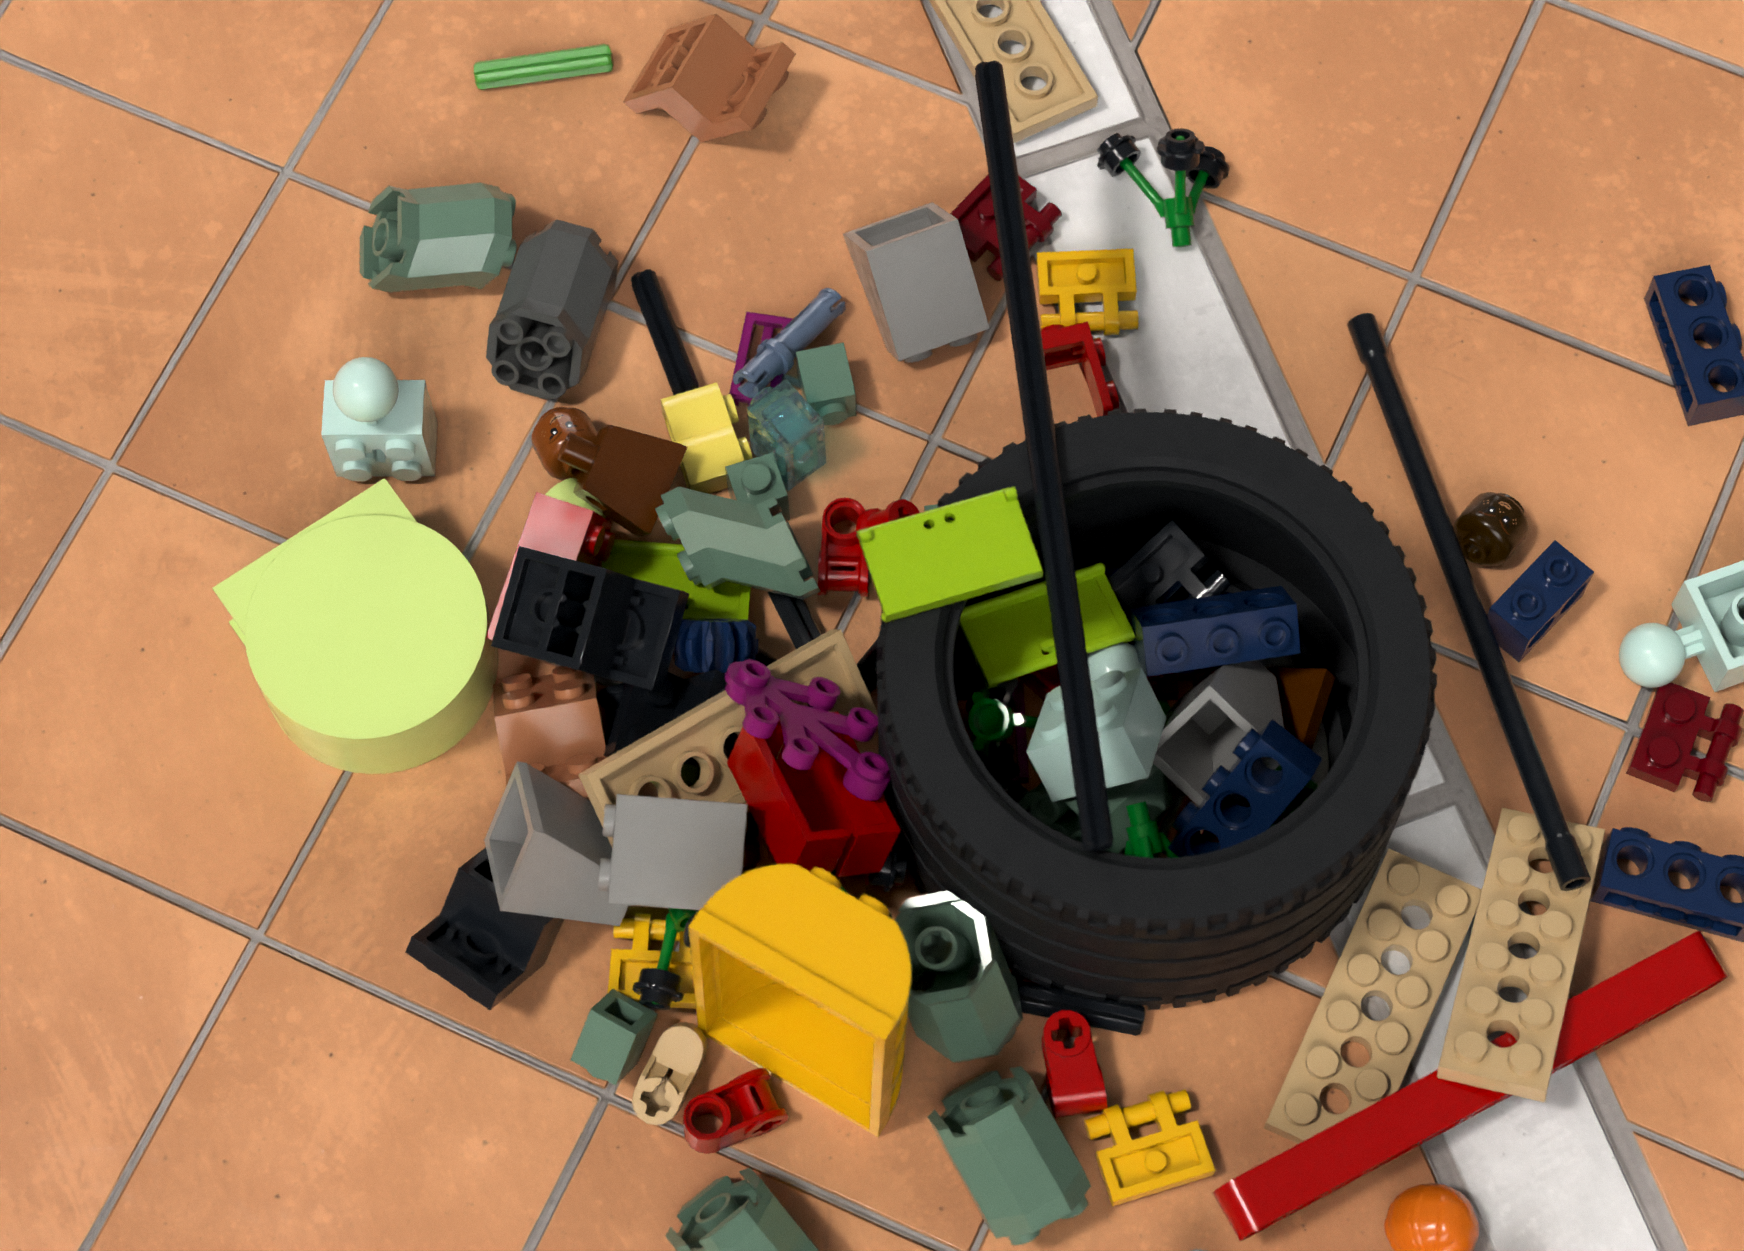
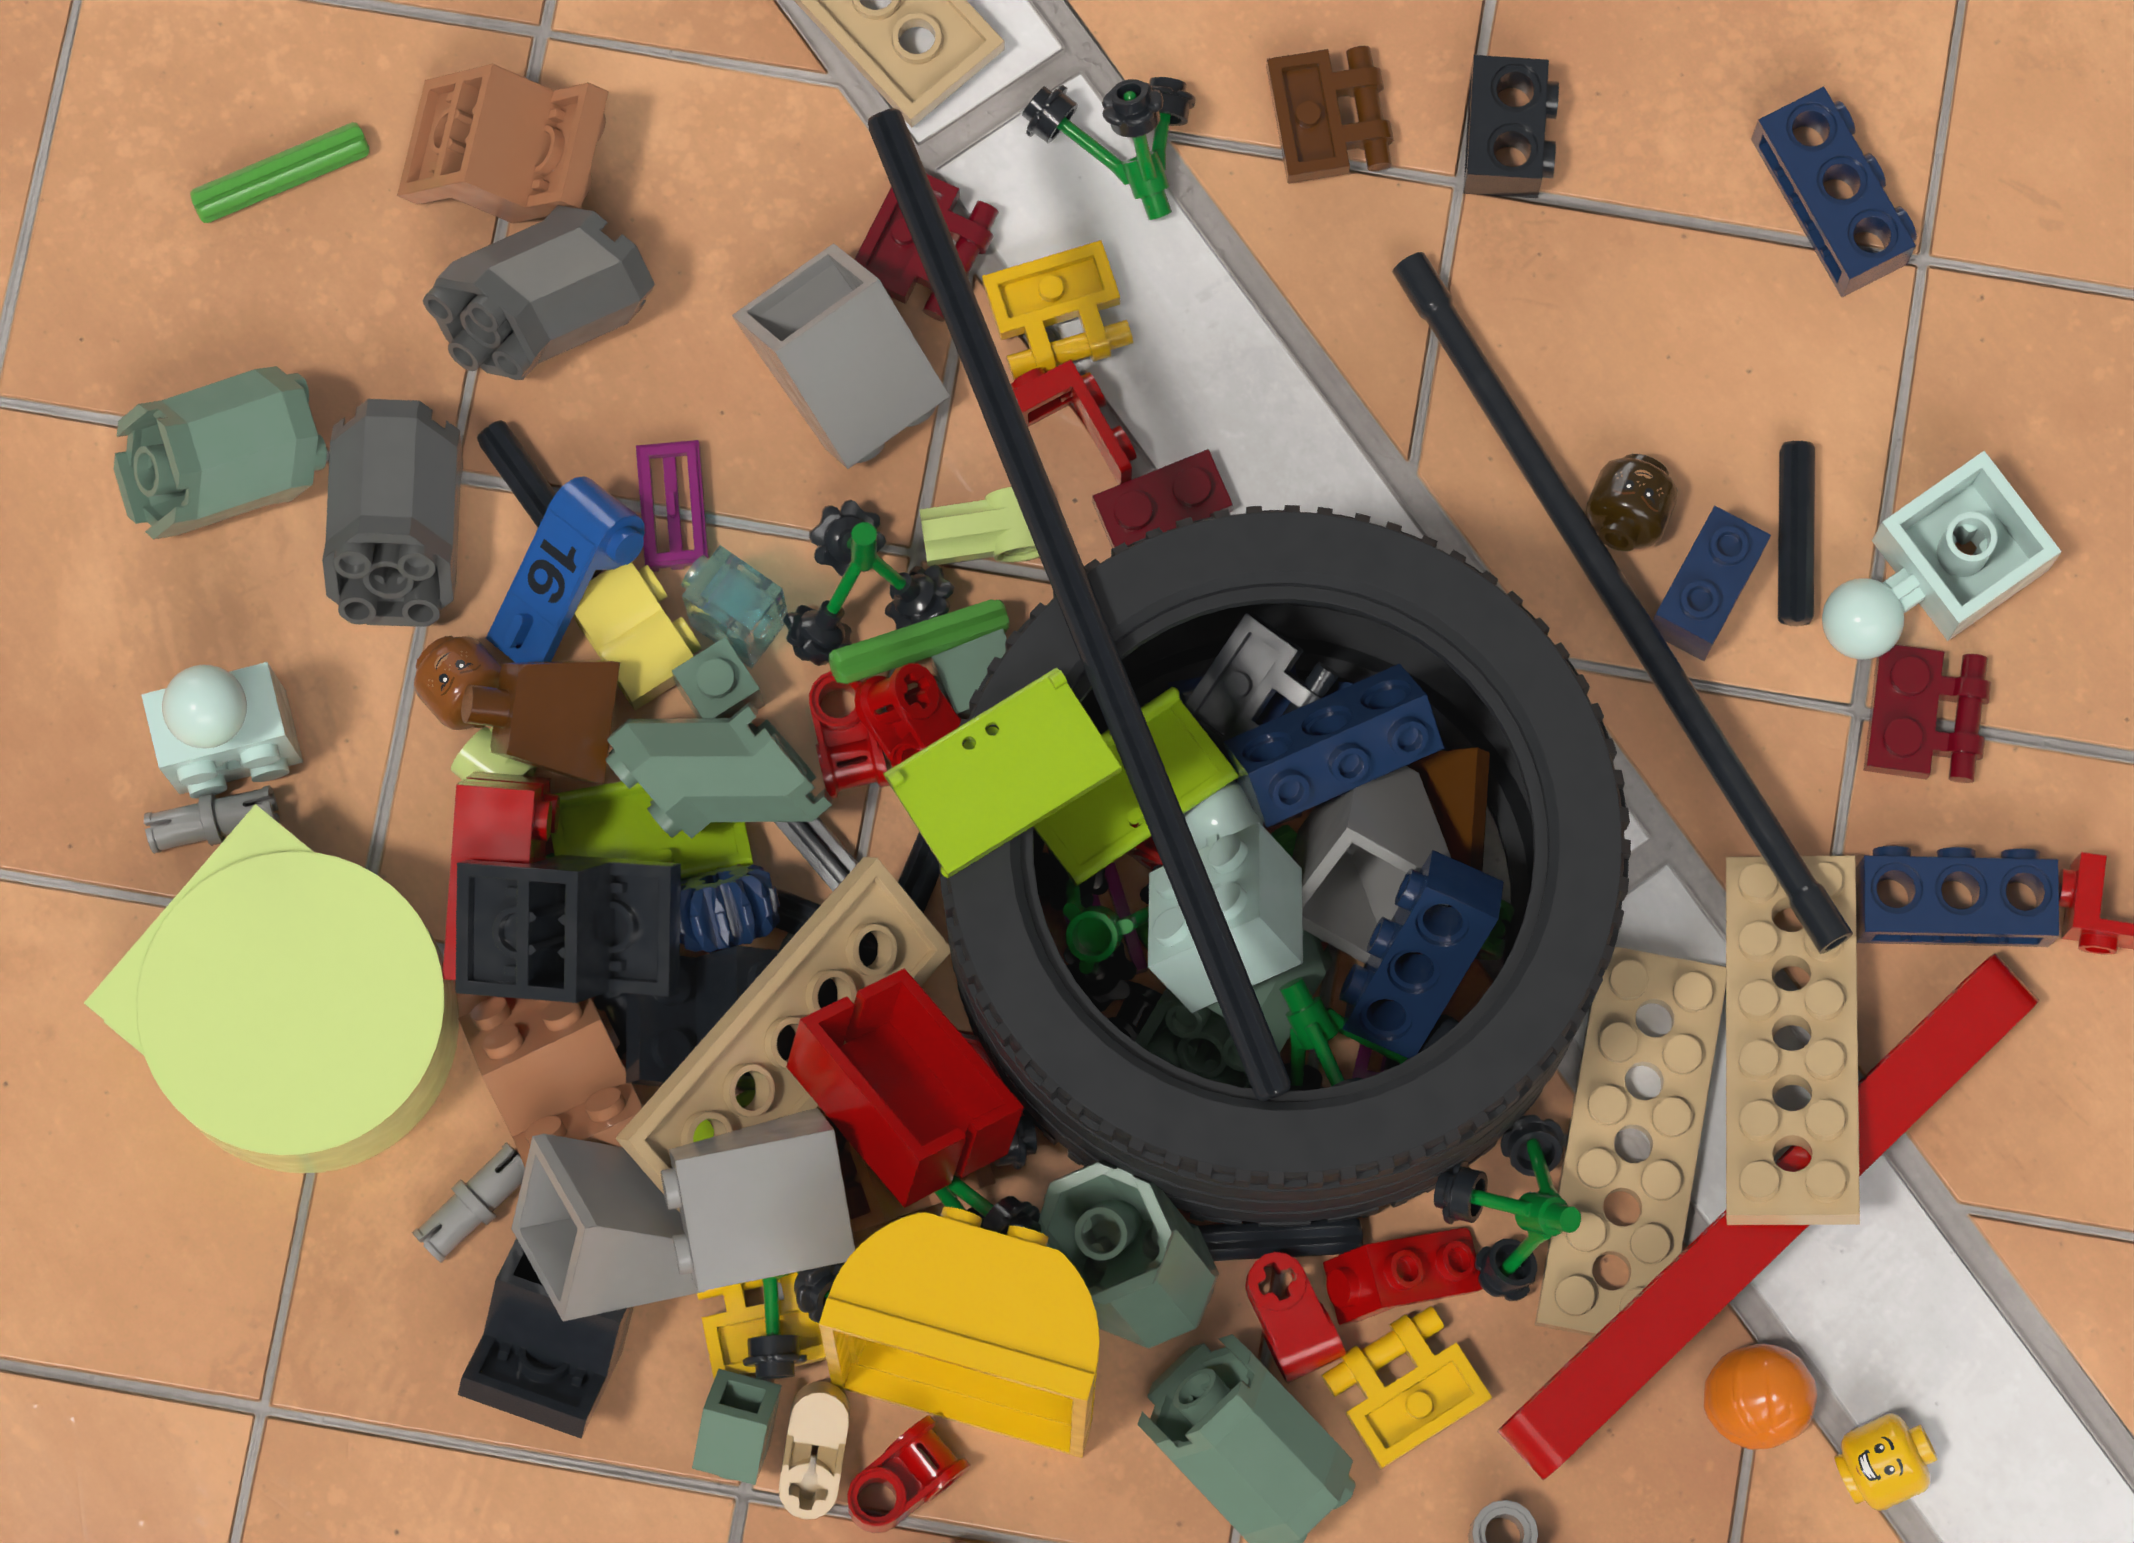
camera: 15 degrees left, 10 degrees up
(333, 494) = (207, 820): none -> light grey pin
(459, 822) = (472, 1203): none -> light grey pin
(683, 353) = (578, 534): none -> blue door
(704, 183) = (538, 293): none -> dark grey brick
(755, 687) = (800, 972): magenta plant -> none
(778, 353) = (695, 496): sand blue pin -> none
(827, 382) = (764, 521): sand green brick -> none
(885, 491) = (917, 641): none -> bright green axle
(886, 416) = (850, 545): none -> black plant
(982, 427) = (978, 531): none -> yellowish green piece
(1169, 1054) = (1401, 1273): none -> red bracket
(1295, 989) = (1462, 1193): none -> black plant
(1311, 203) = (1310, 118): none -> reddish brown plate
(1457, 241) = (1497, 125): none -> black brick
(1613, 584) = (1796, 533): none -> black axle

